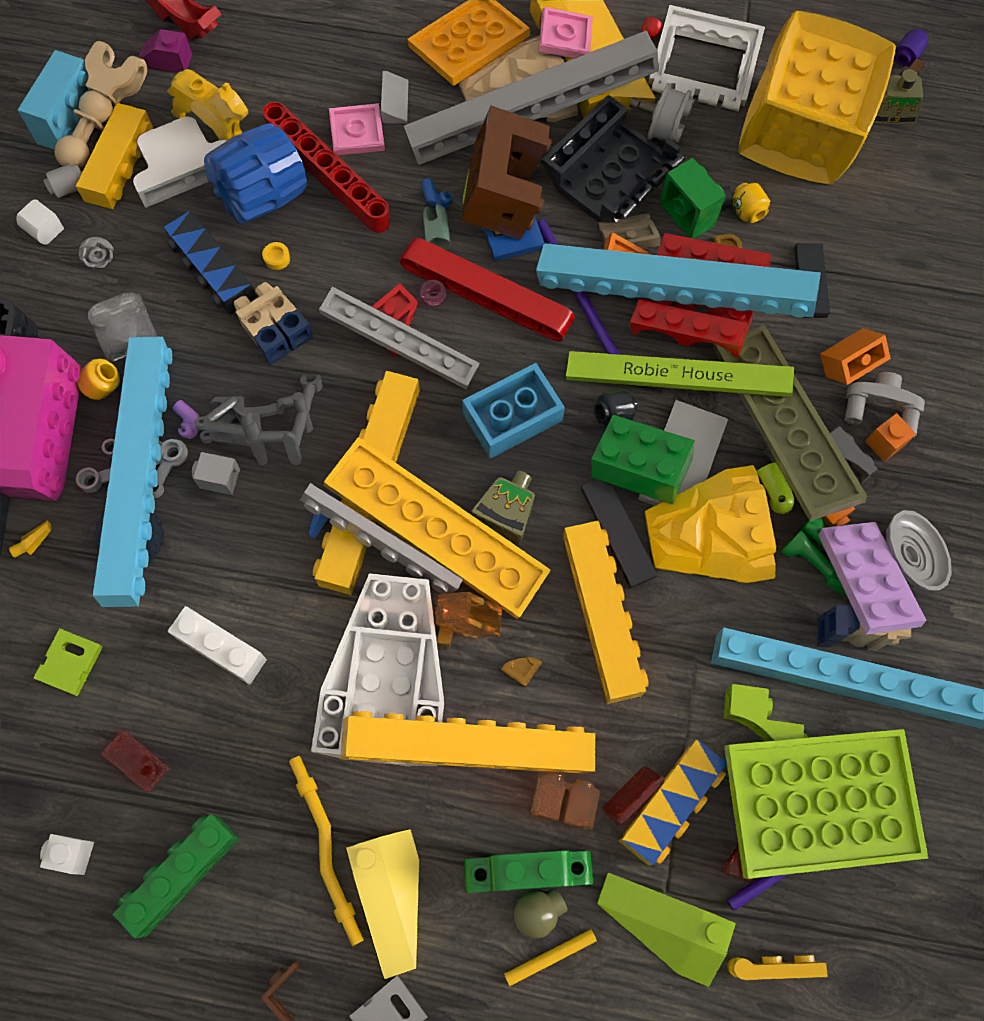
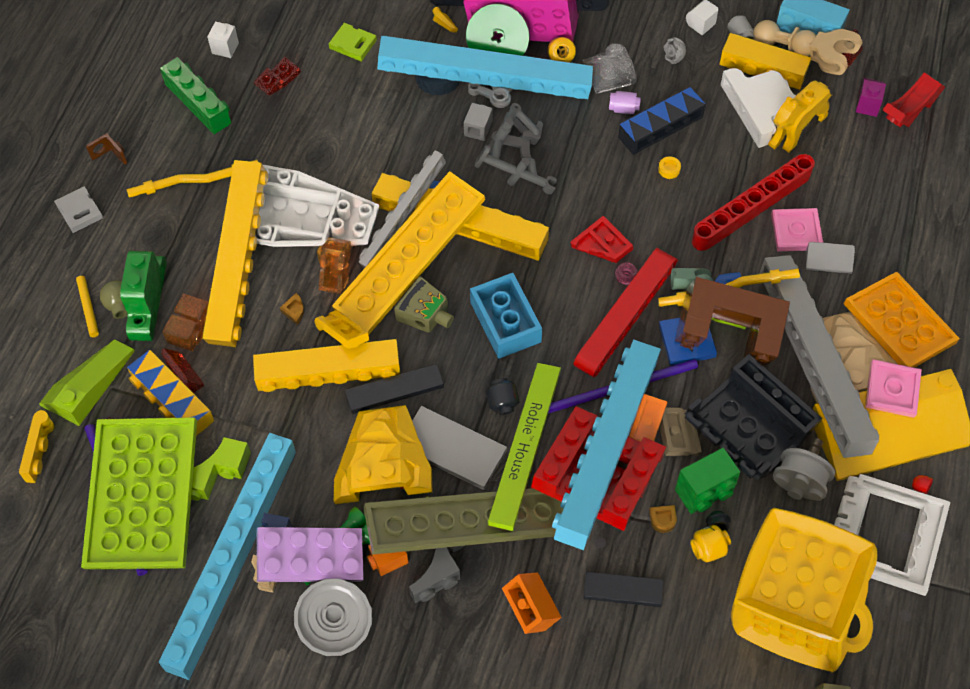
camera: 100 degrees right, 10 degrees down
(63, 445) = (503, 20): none -> piece
(181, 304) = (624, 102): none -> lavender brick
(189, 416) = (531, 107): medium lavender arm -> none
(217, 645) = (345, 119): white brick -> none
(255, 172) = (735, 142): blue wheel -> none
(264, 314) = (603, 159): hips -> none
(388, 889) = (158, 209): light yellow wedge -> none
(399, 337) = (579, 241): light grey plate -> none
(444, 133) = (774, 276): none -> yellow bar
(558, 595) = (342, 329): none -> yellow plate
(642, 459) = (446, 402): green brick -> none
(884, 393) = (493, 630): light grey connector -> none
(890, 437) = (446, 620): orange brick -> none

